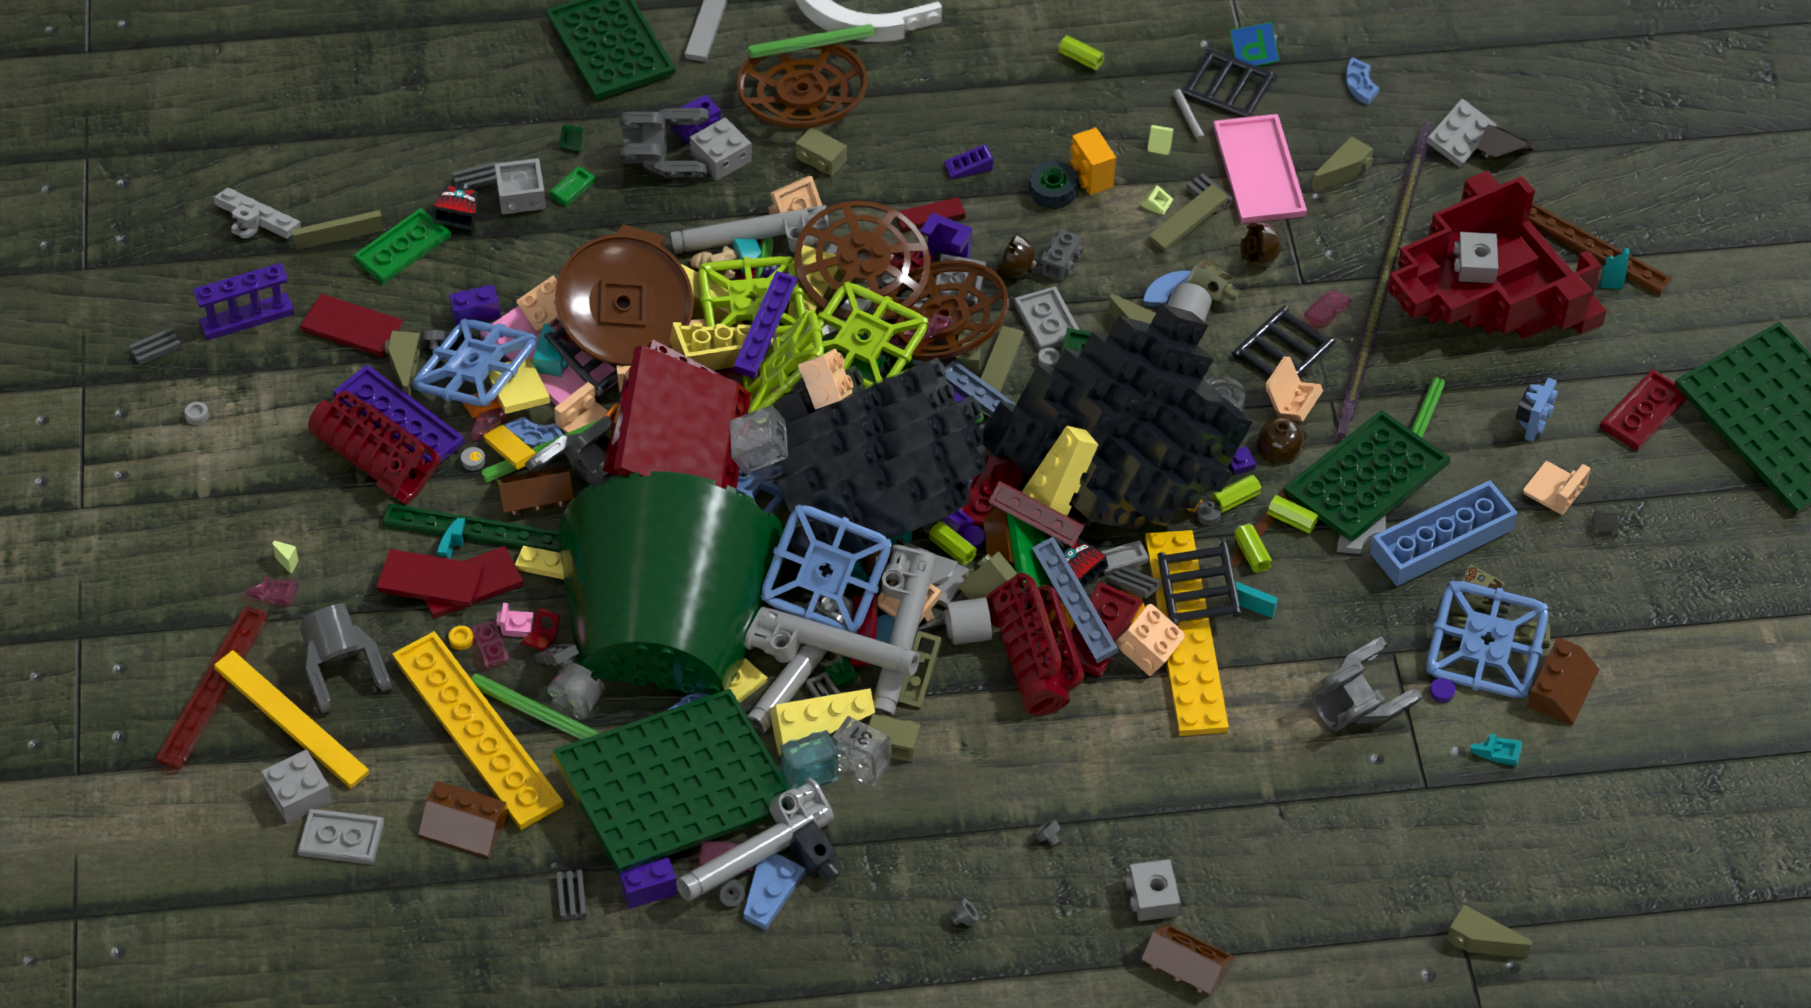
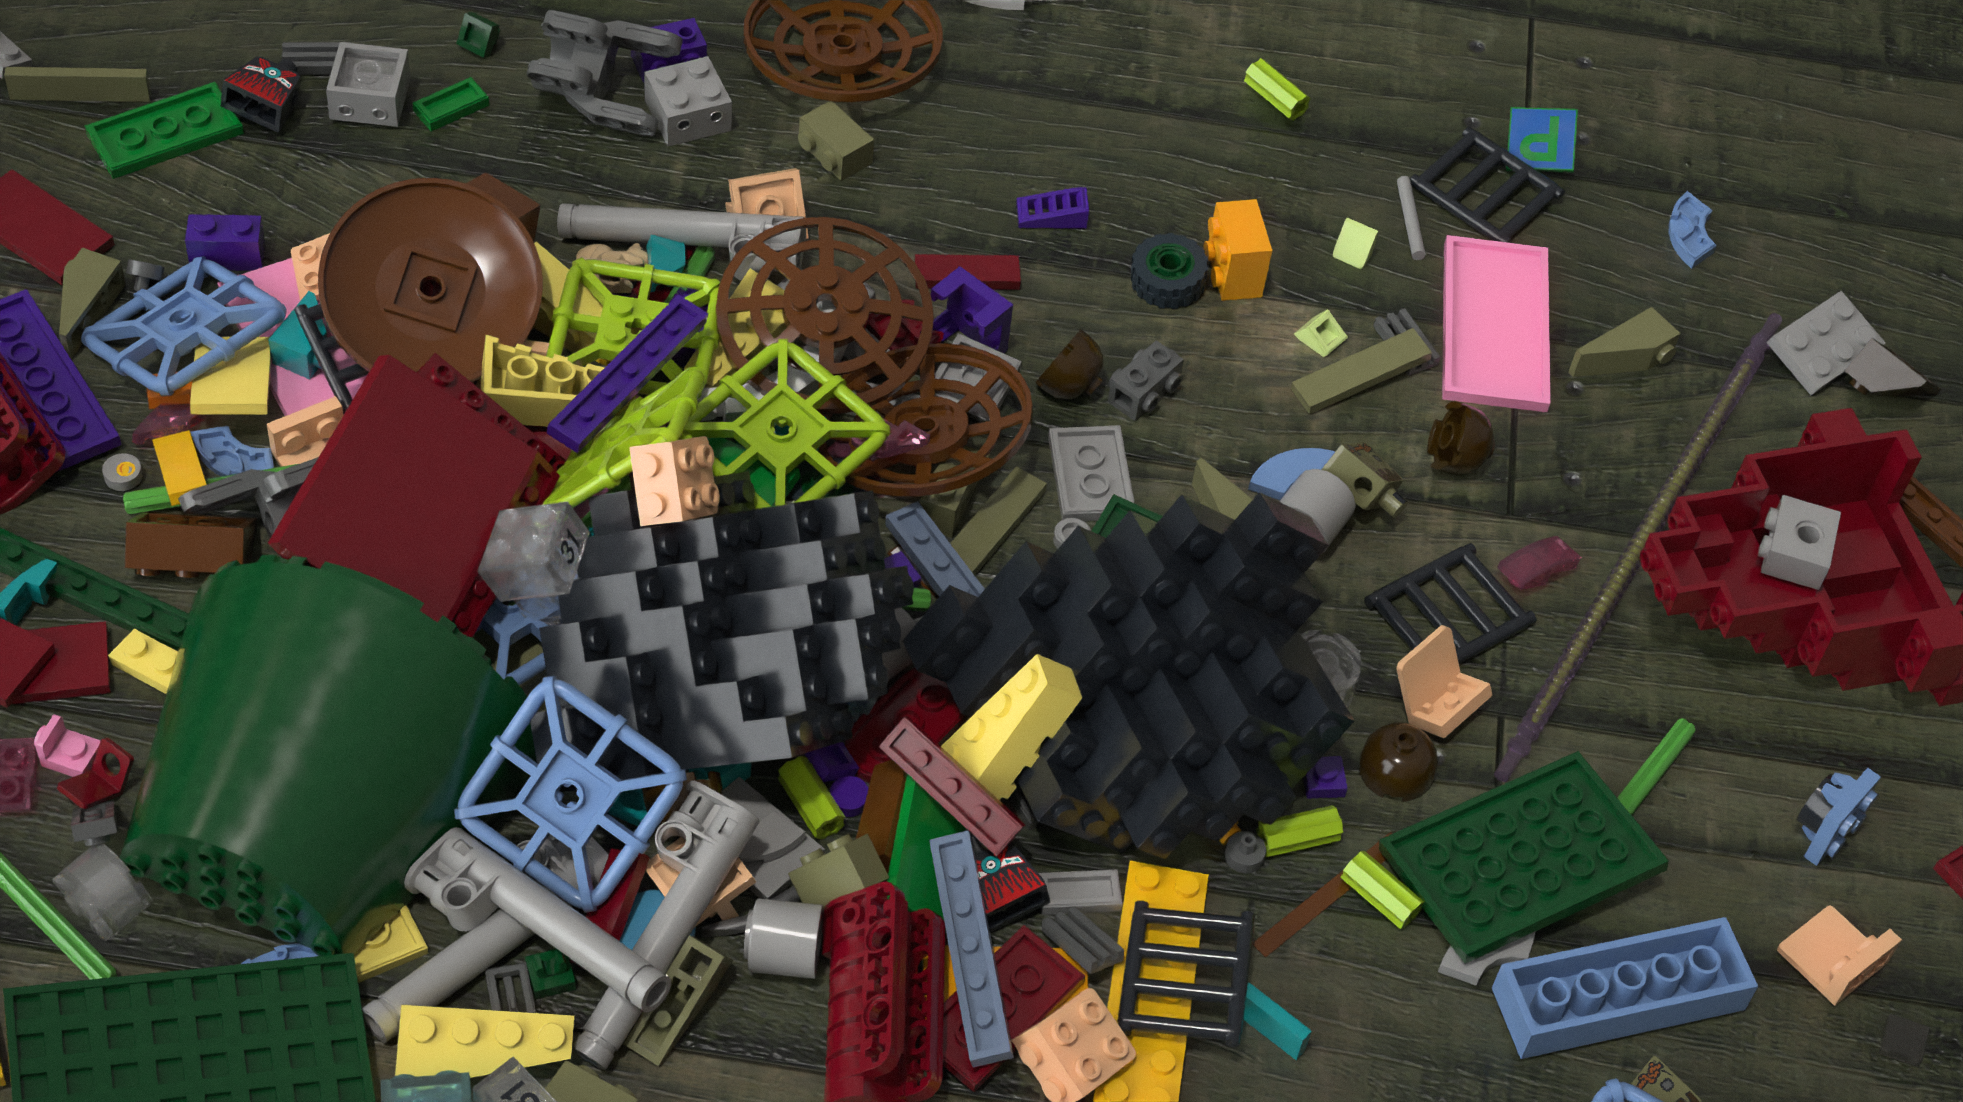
camera: 10 degrees right, 0 degrees up
(1253, 548) = (1298, 931): lime axle -> none

